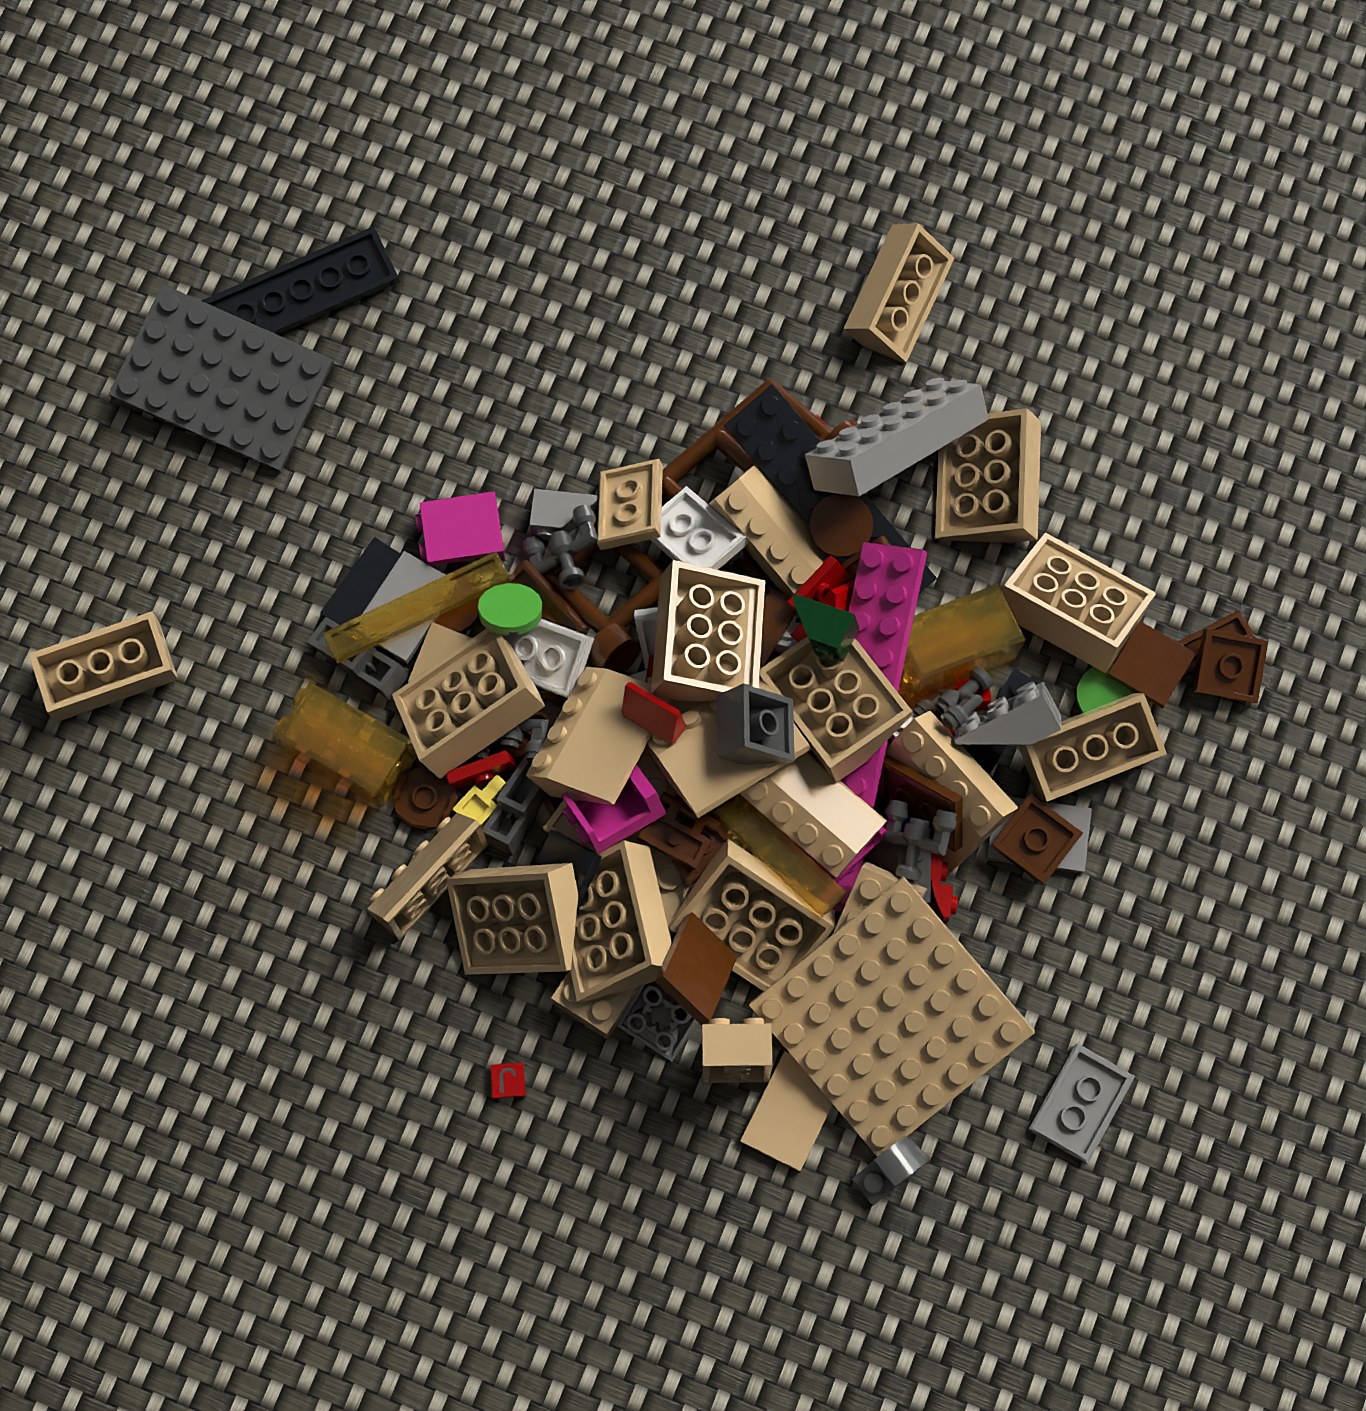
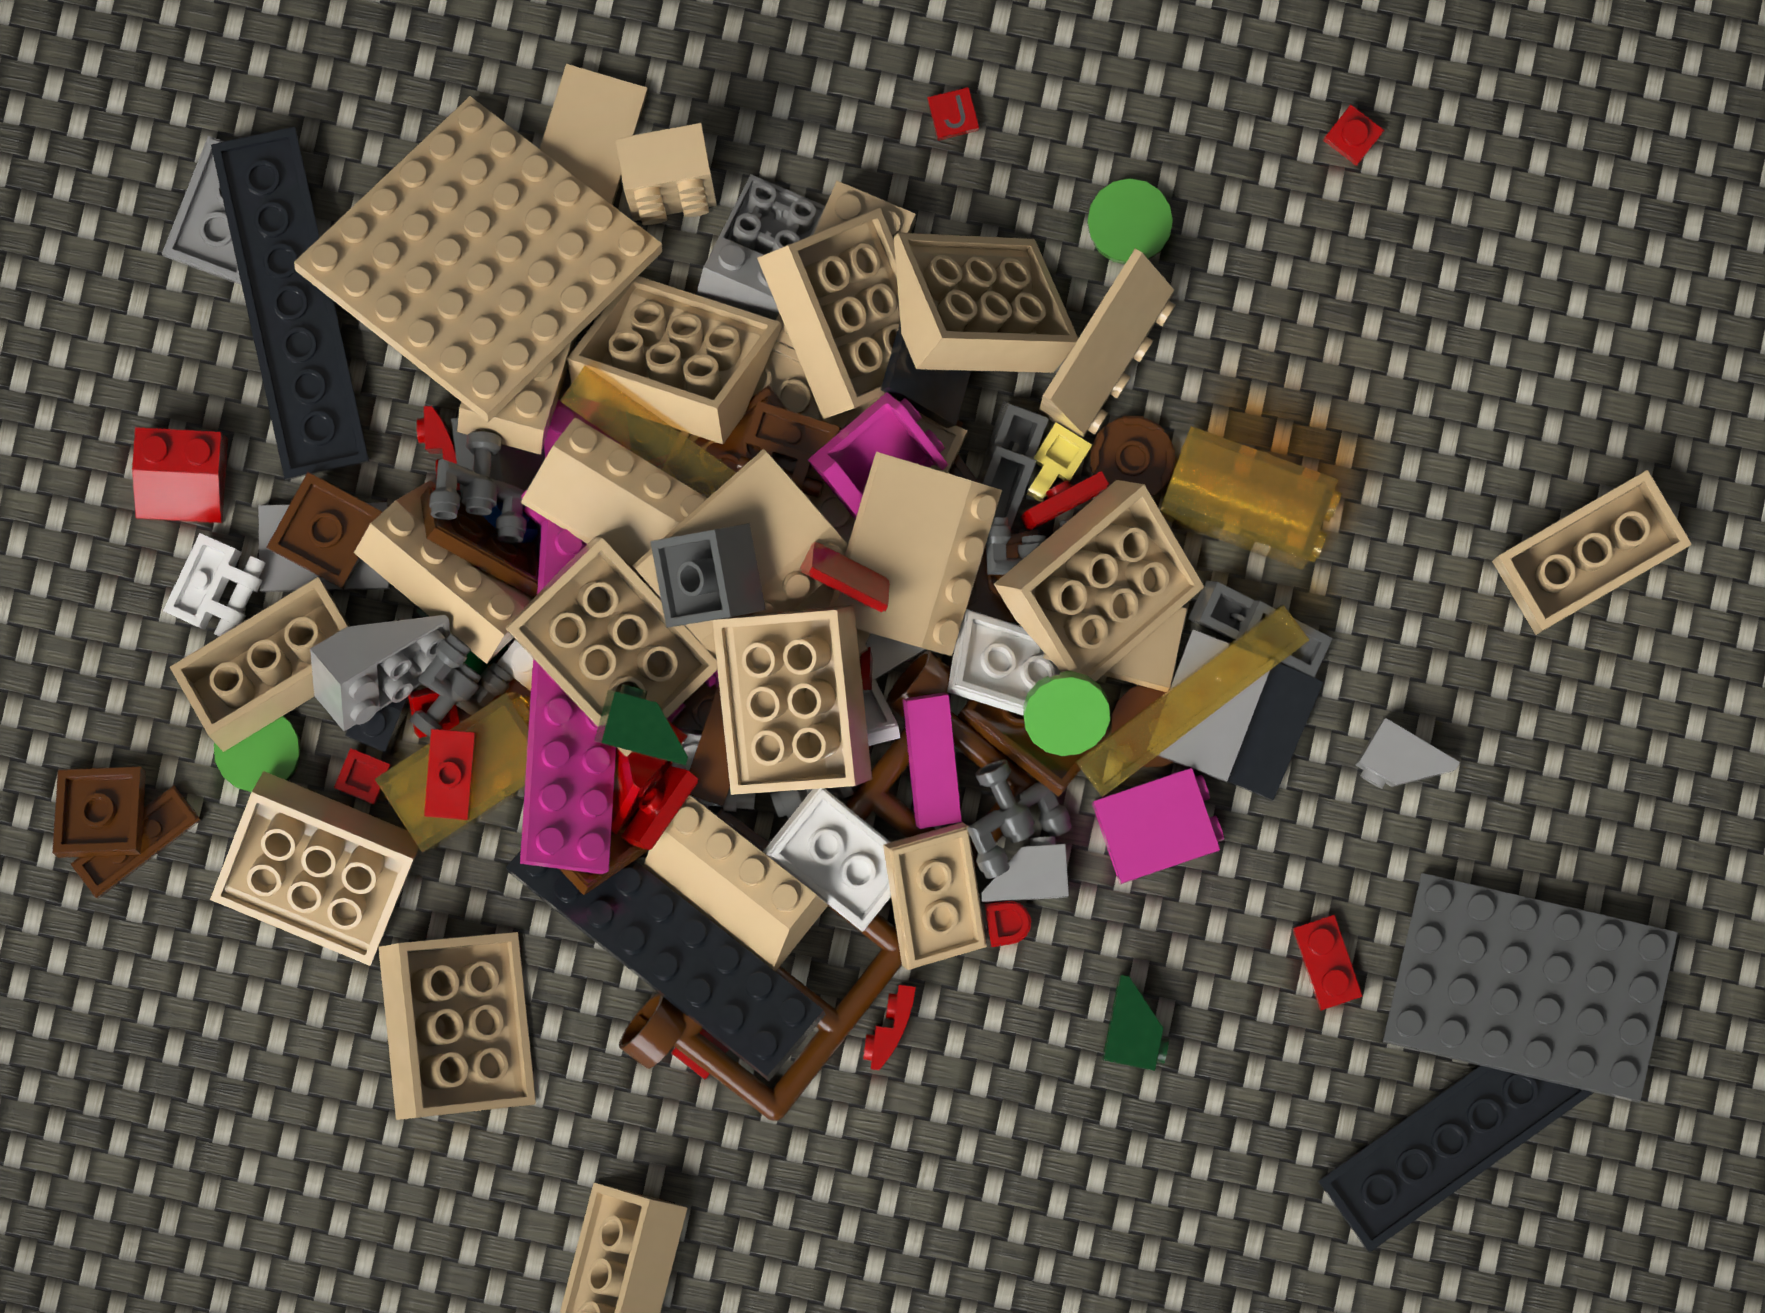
camera: 170 degrees right, 10 degrees up
(206, 1011) = (1353, 135): none -> red plate
(276, 549) = (1401, 757): none -> light grey slope
(360, 423) = (1327, 962): none -> red plate
(390, 974) = (1129, 217): none -> bright green tile
(507, 395) = (1134, 1030): none -> dark green slope
(582, 482) = (1007, 923): none -> red tile
(614, 592) = (932, 760): none -> dark pink tile
(679, 422) = (882, 1044): none -> red slope
(696, 969) = (733, 265): reddish brown tile -> none
(840, 524) = (644, 904): reddish brown tile -> none
(890, 1169) = (452, 83): dark grey brick -> none
(896, 437) = (585, 1033): light grey brick -> none
(968, 630) = (450, 774): none -> red plate
(1033, 661) = (359, 776): none -> red plate
(1040, 988) = (289, 316): none -> black plate
(1134, 819) = (204, 581): none -> white plate
(1141, 905) = (179, 474): none -> red slope
(1151, 664) = (203, 796): reddish brown tile -> none

